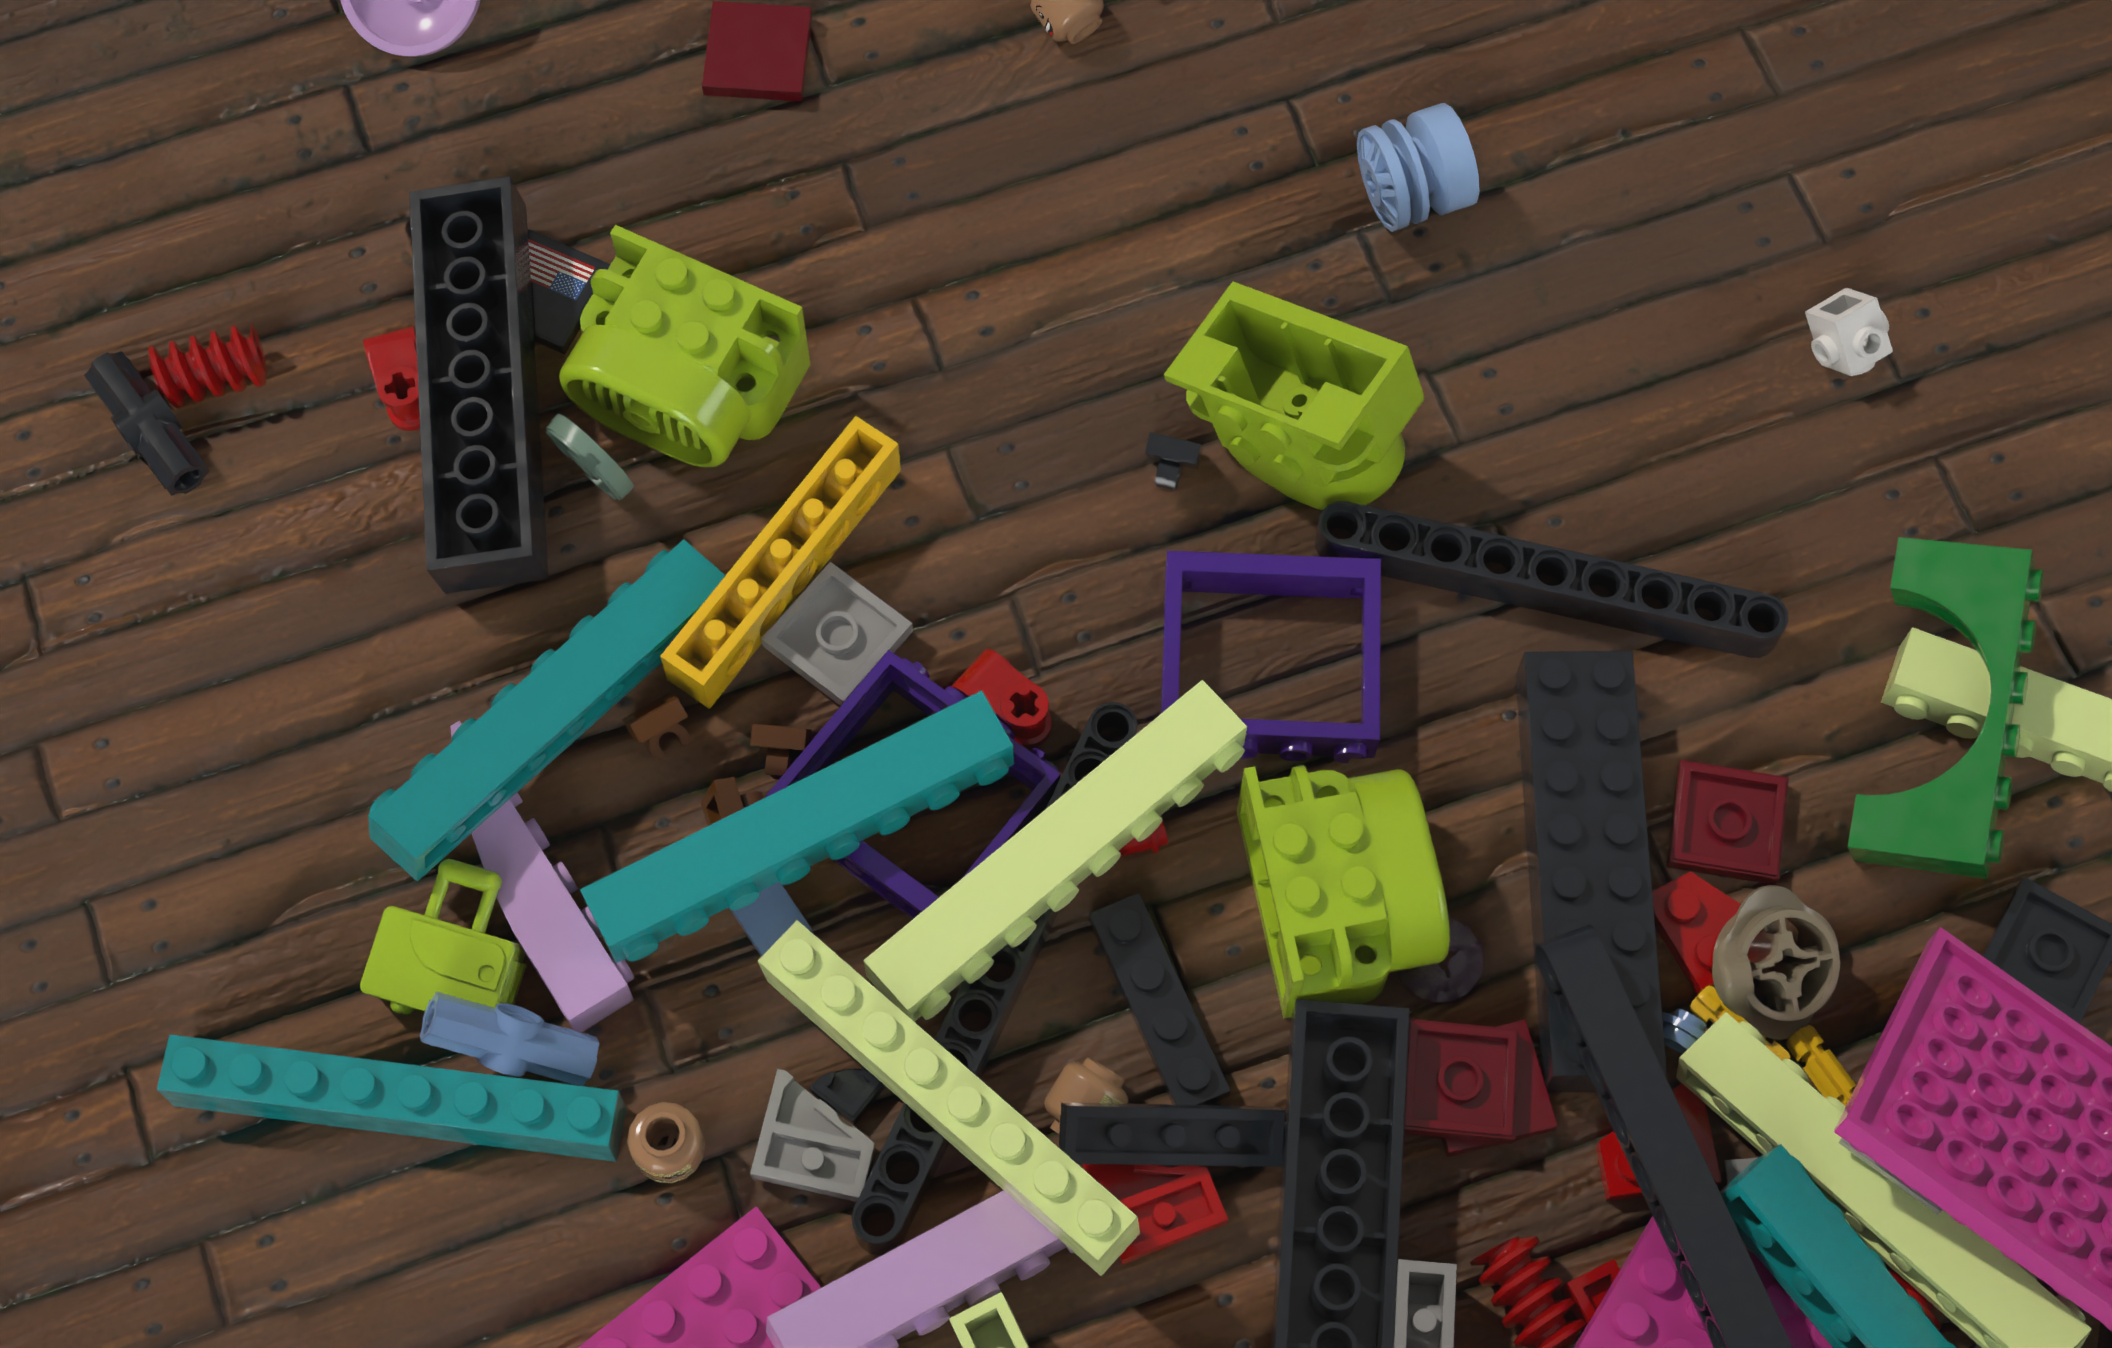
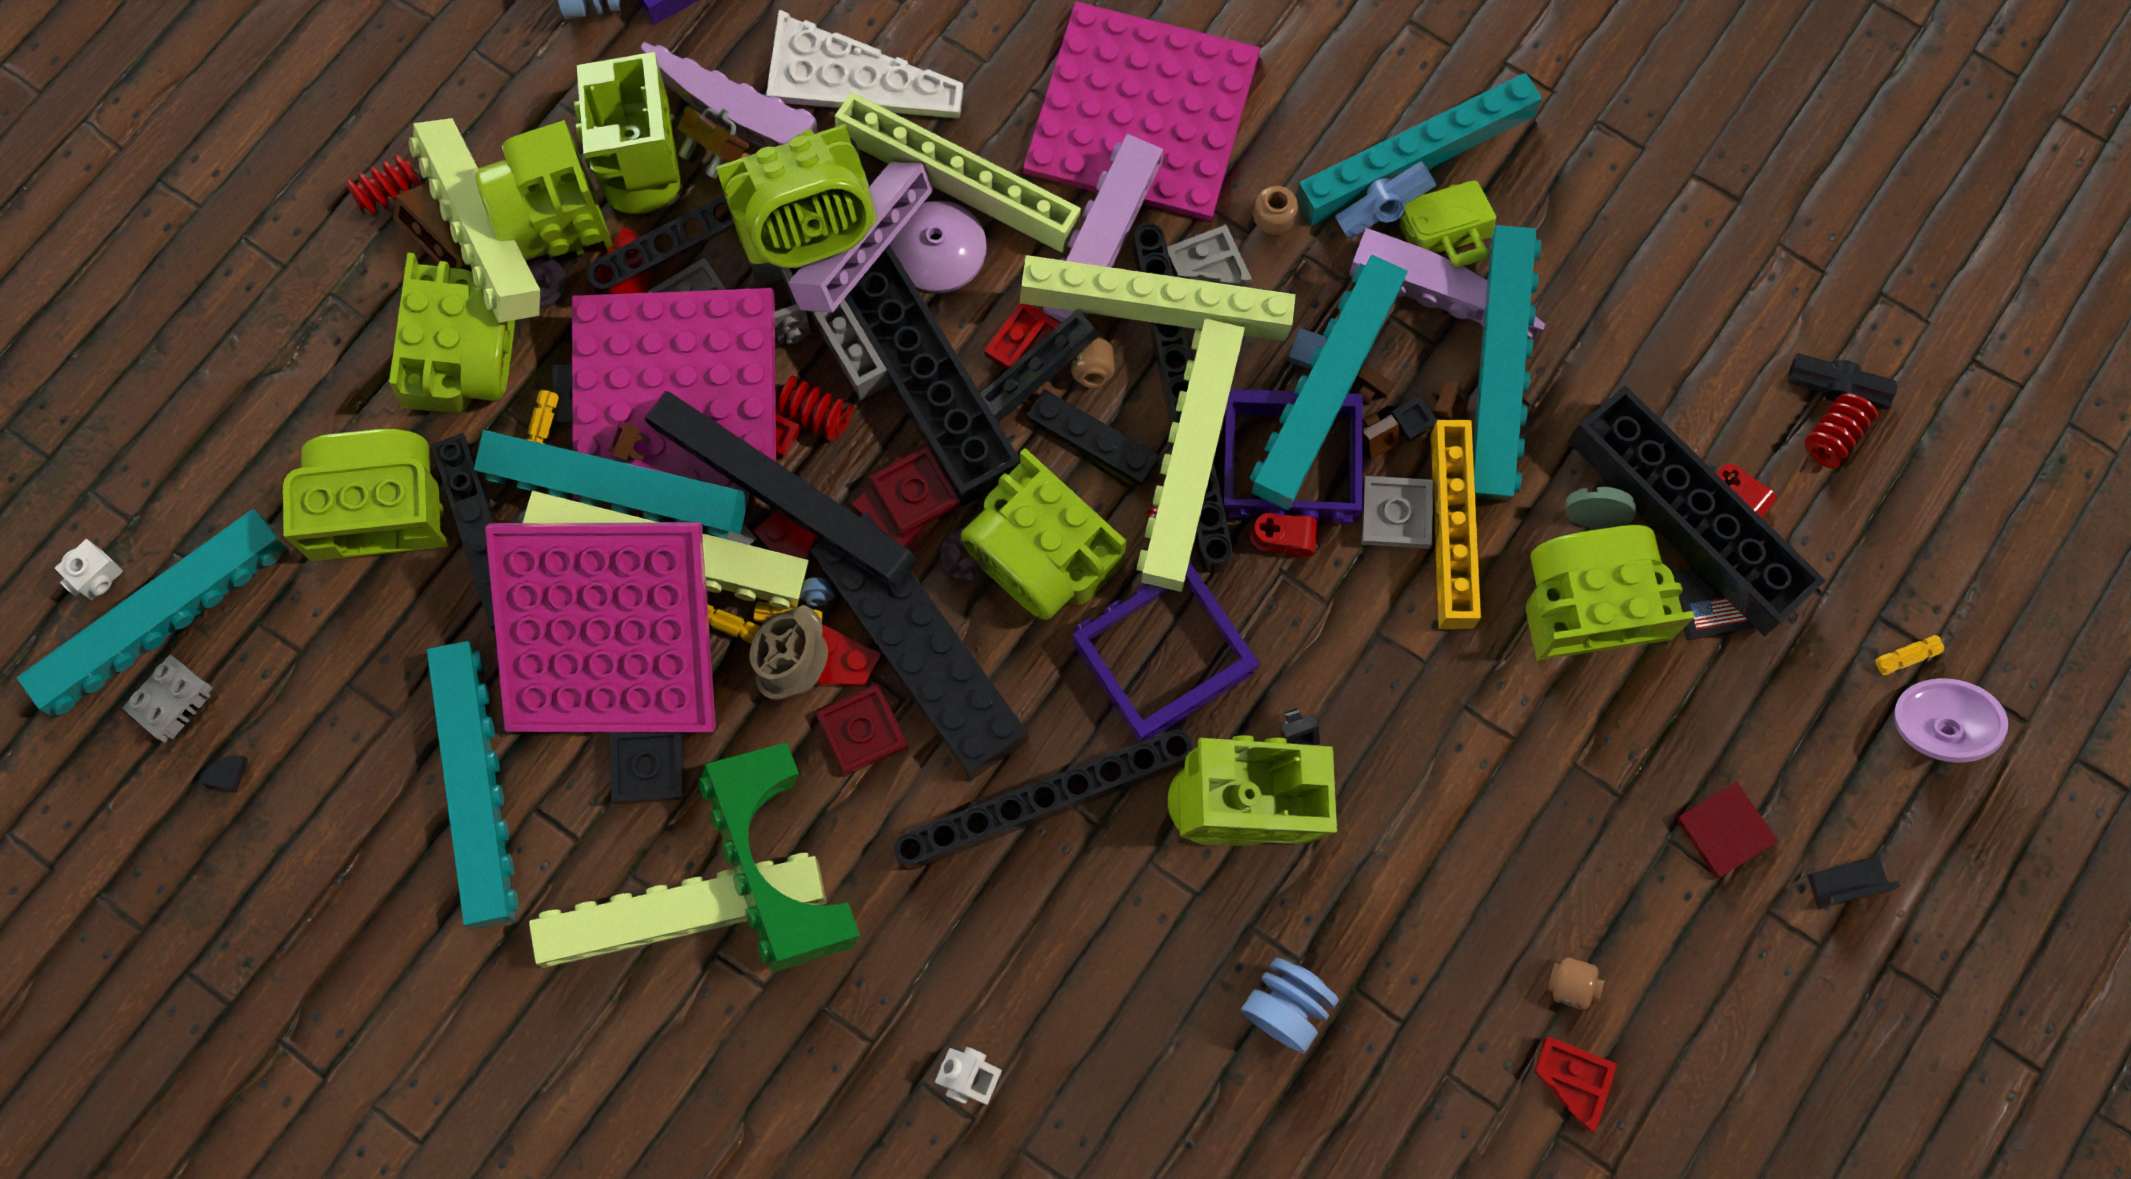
camera: 145 degrees right, 5 degrees up
(378, 87) = (1909, 655): none -> yellow axle
(721, 727) = (1414, 418): none -> black tile

